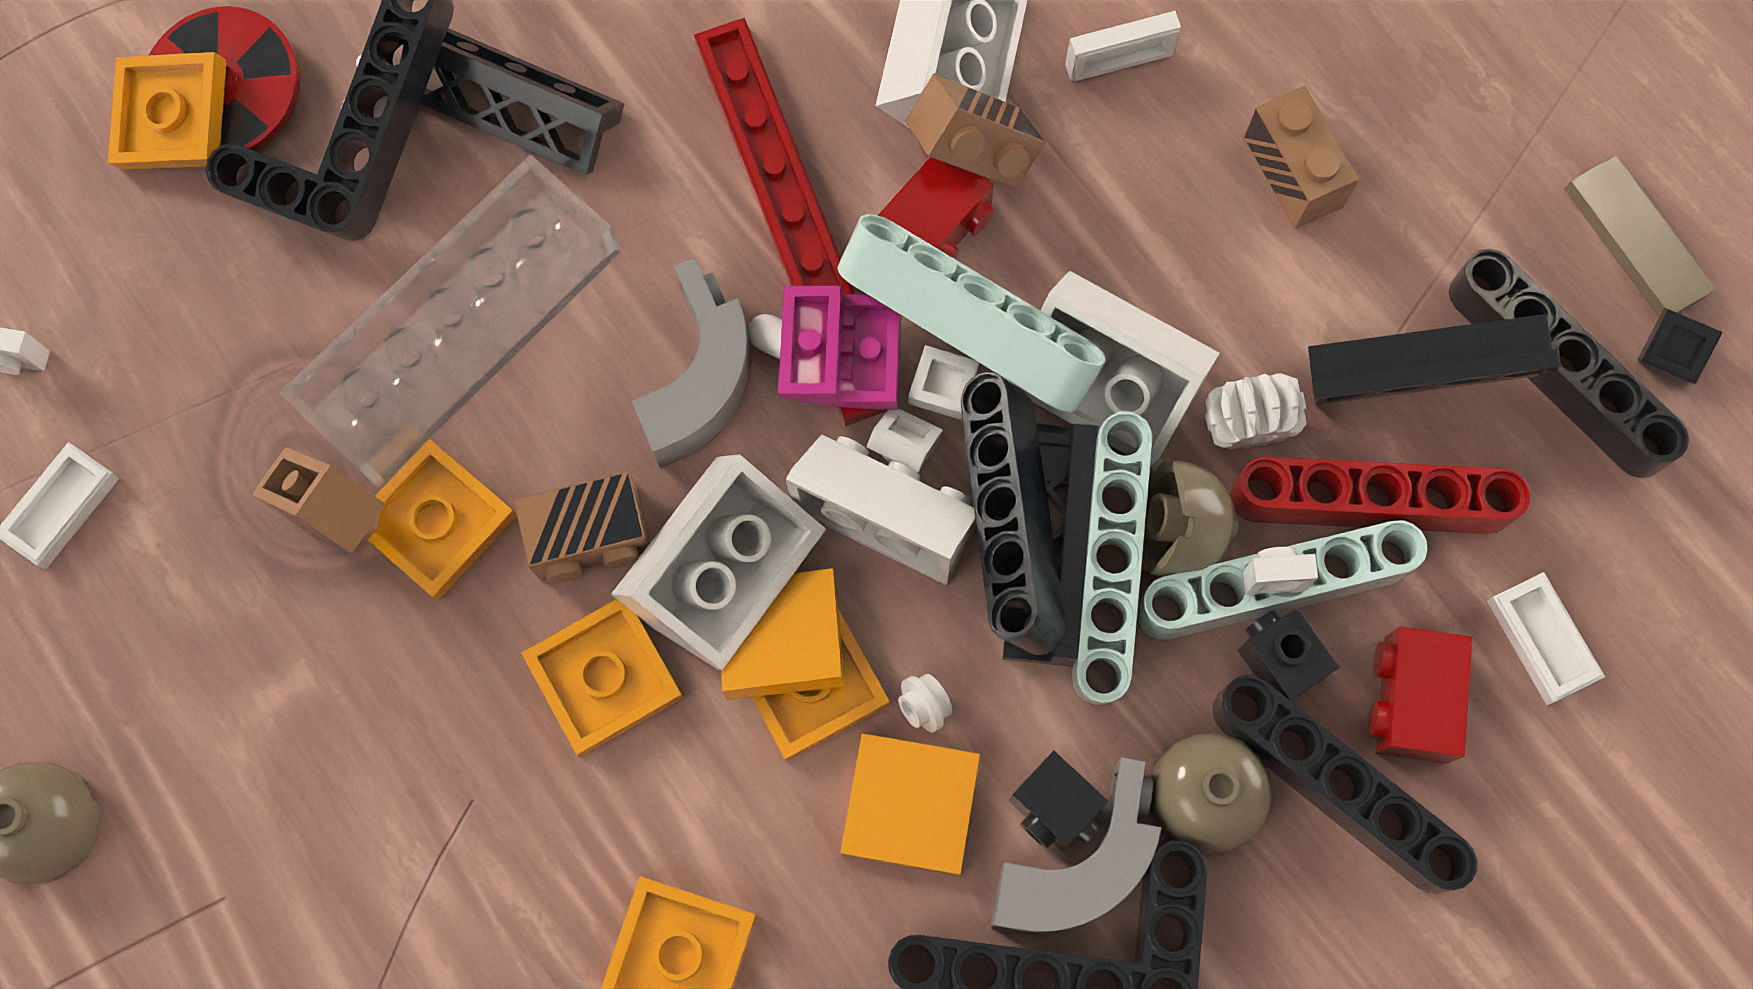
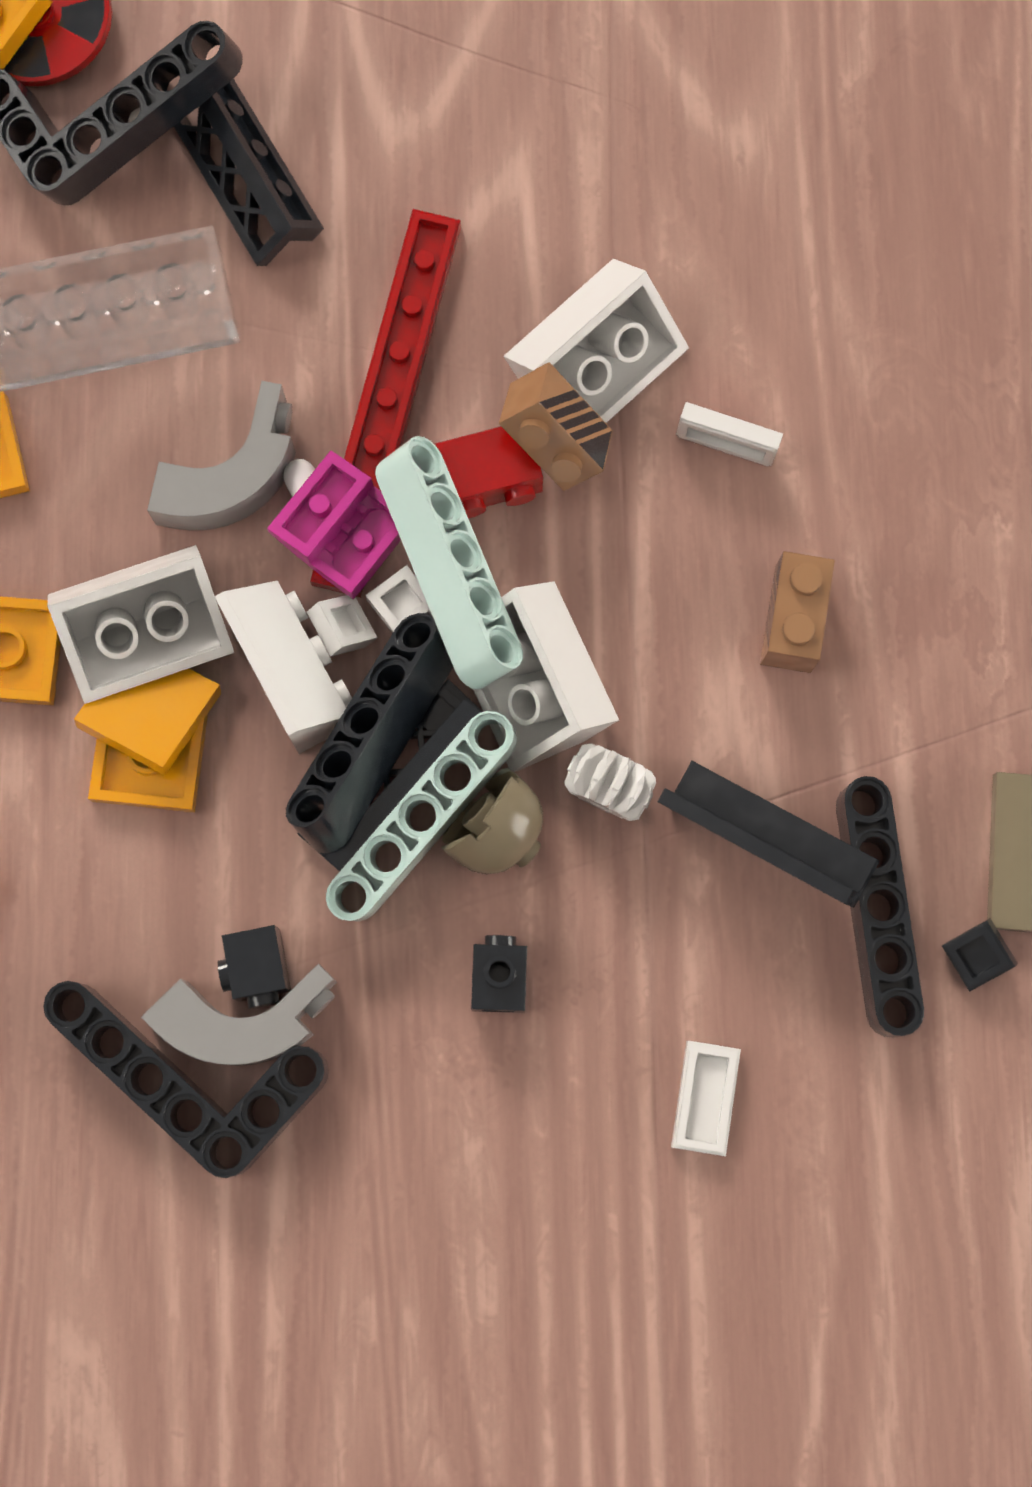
camera: 30 degrees right, 5 degrees up
(582, 527) = (64, 532): brick -> none
(910, 804) = (154, 893): light orange tile -> none
(924, 702) = (214, 827): white plate -> none
(1210, 792) = (372, 1035): dark tan cylinder -> none
(1279, 572) = (526, 909): white plate -> none
(1357, 548) = (564, 915): light aqua beam -> none
(1371, 790) = (485, 1118): black beam -> none
(1403, 483) = (685, 911): red beam -> none
(1422, 695) = (576, 1073): red brick -> none

